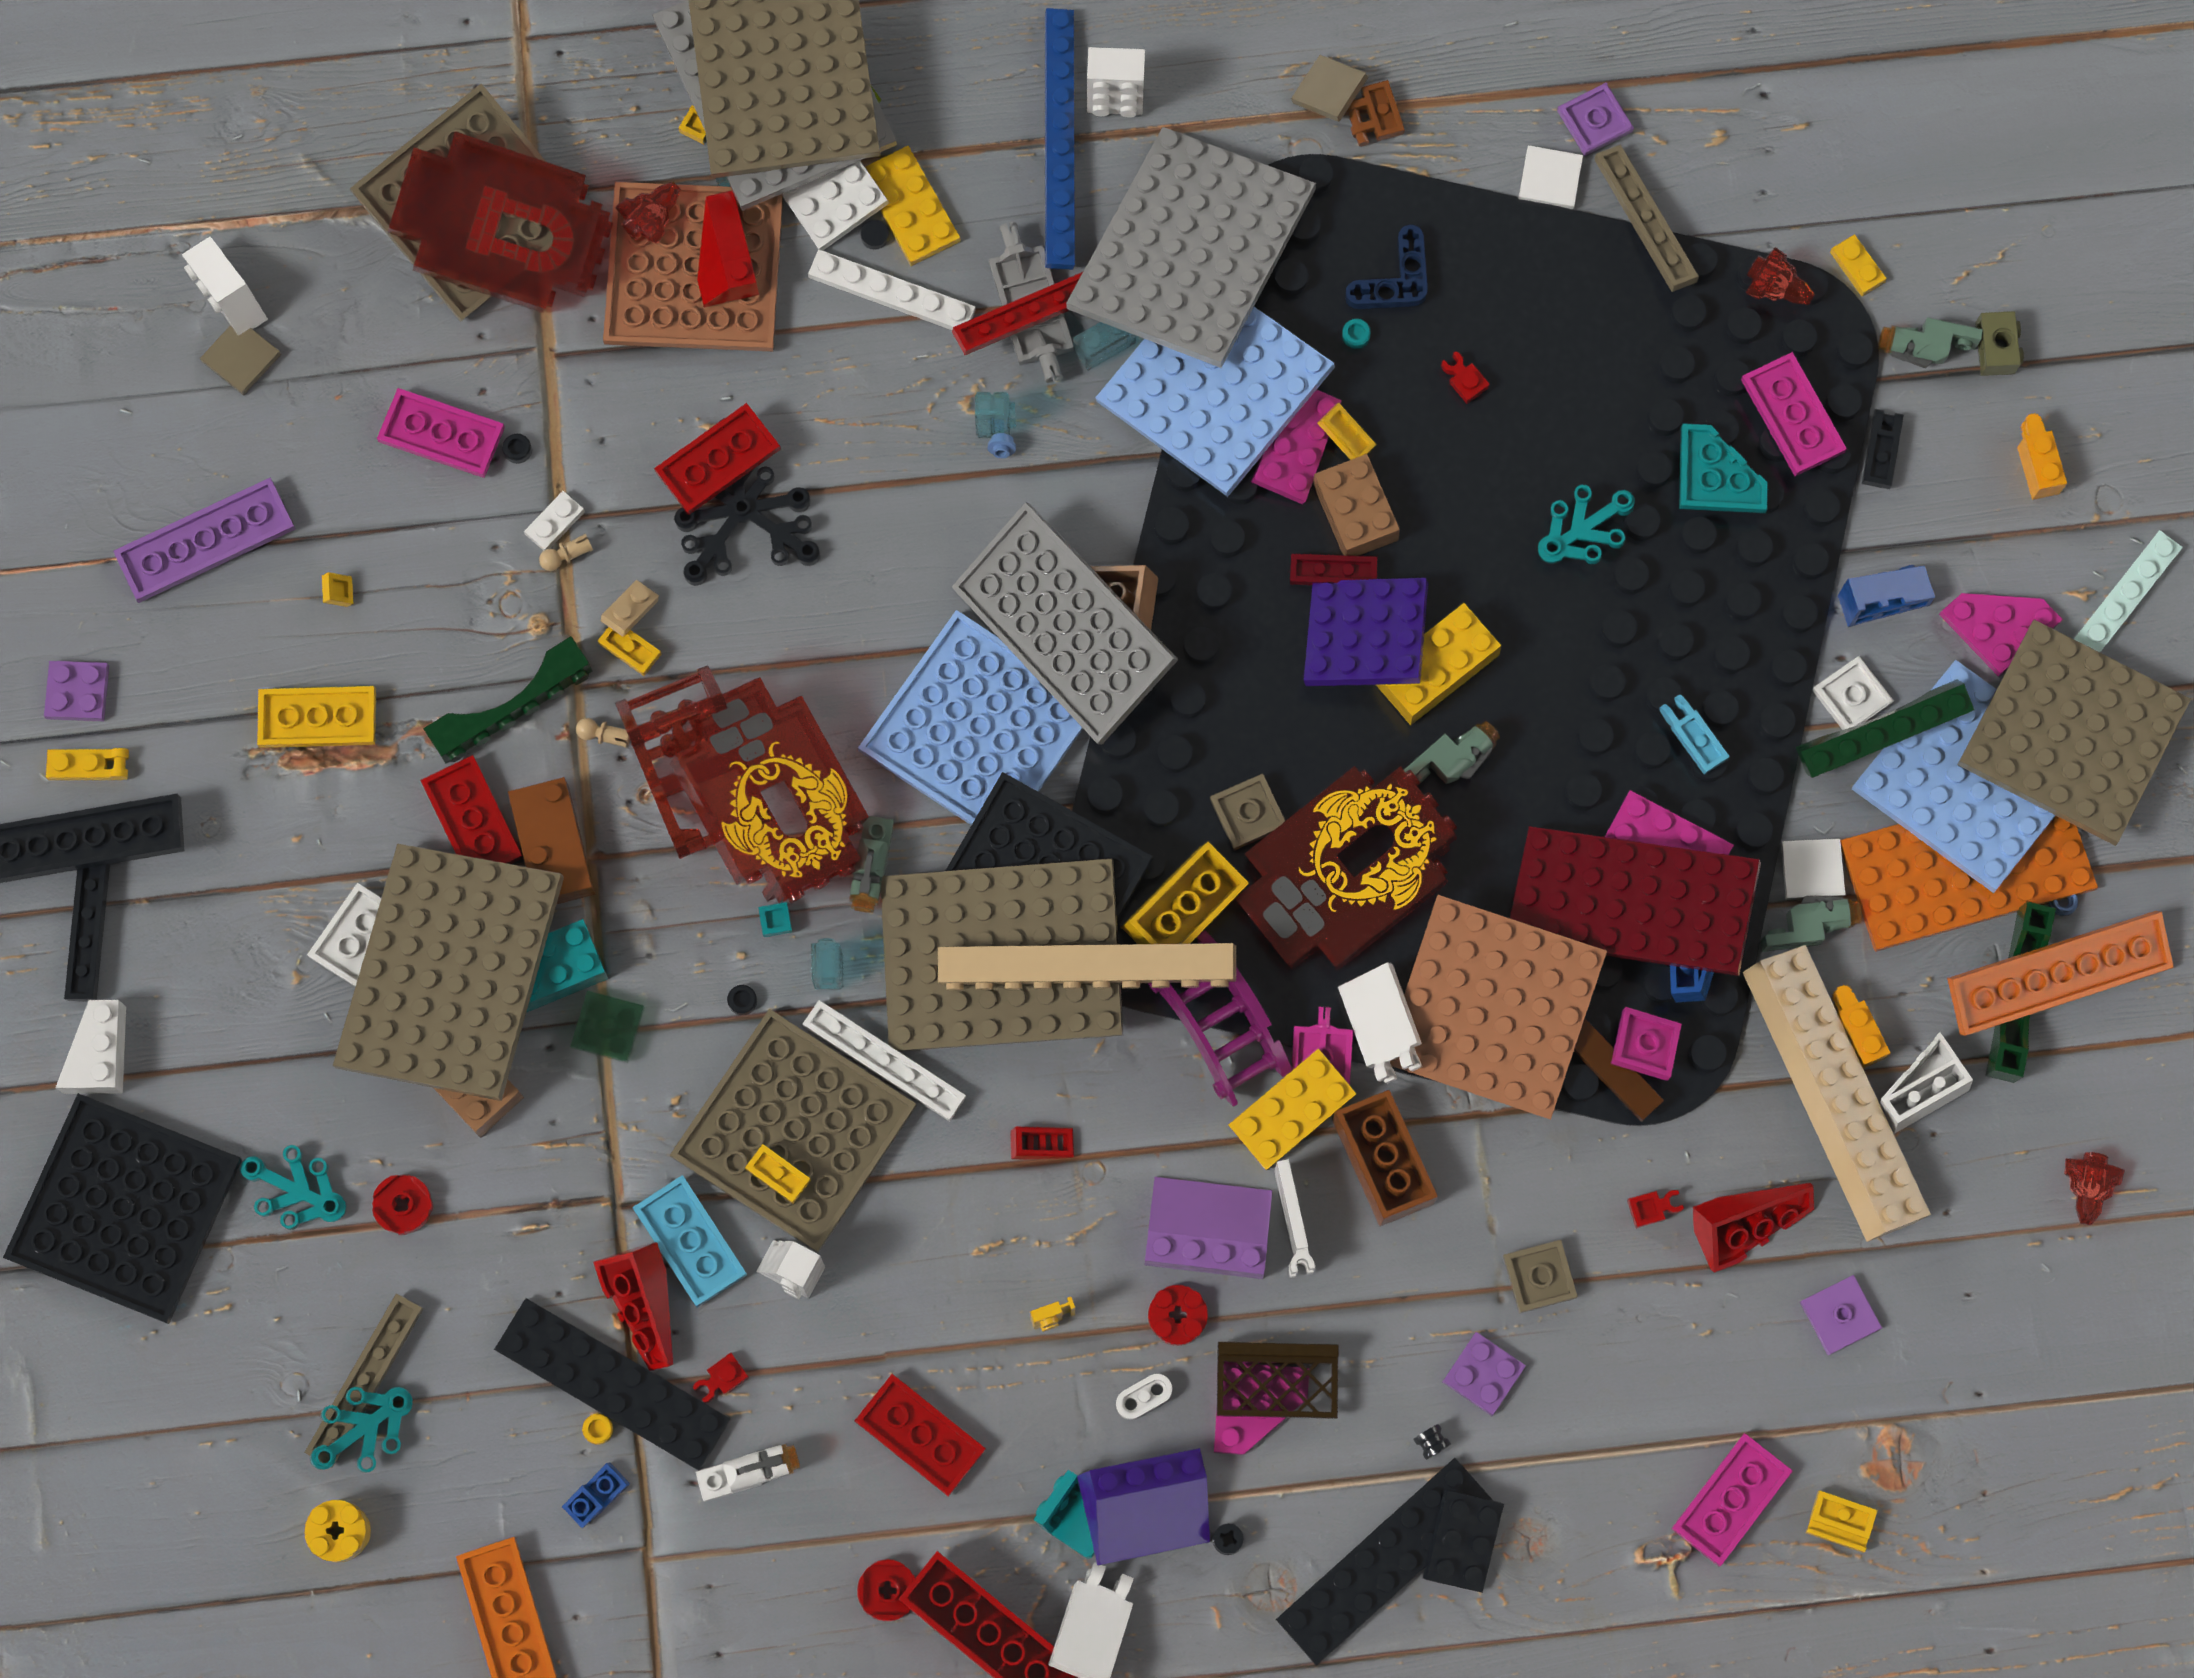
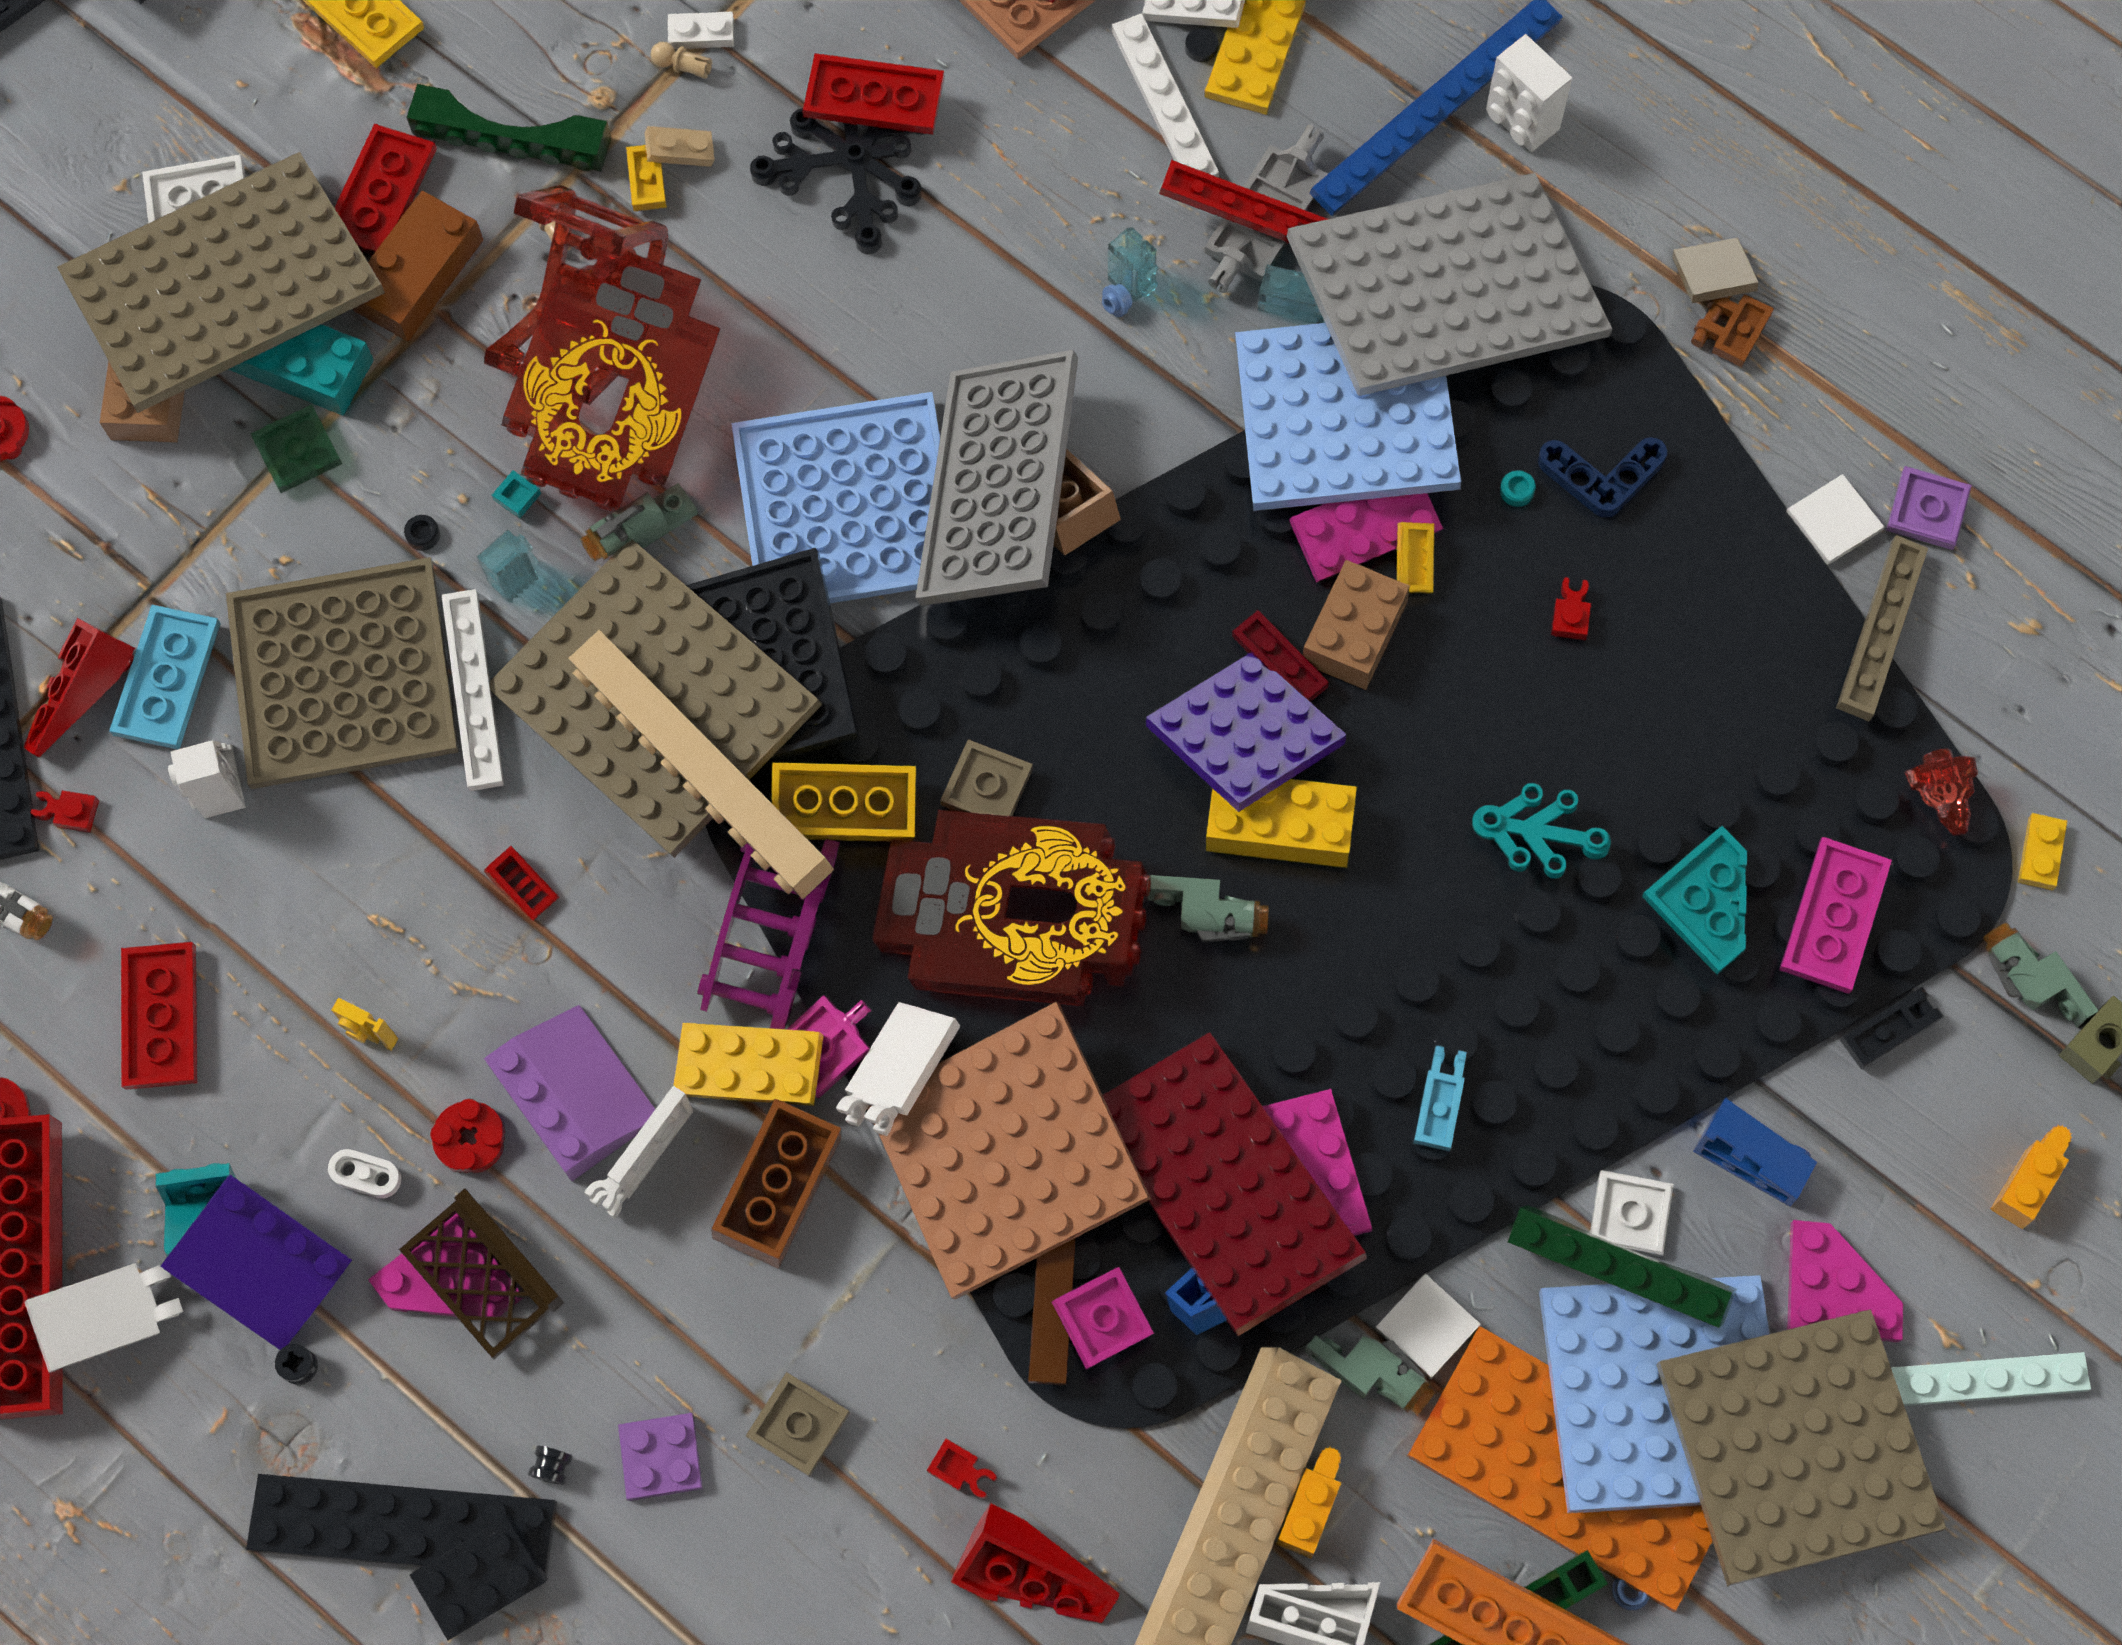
camera: 50 degrees right, 5 degrees down
(778, 1173) = (284, 689): yellow plate -> none

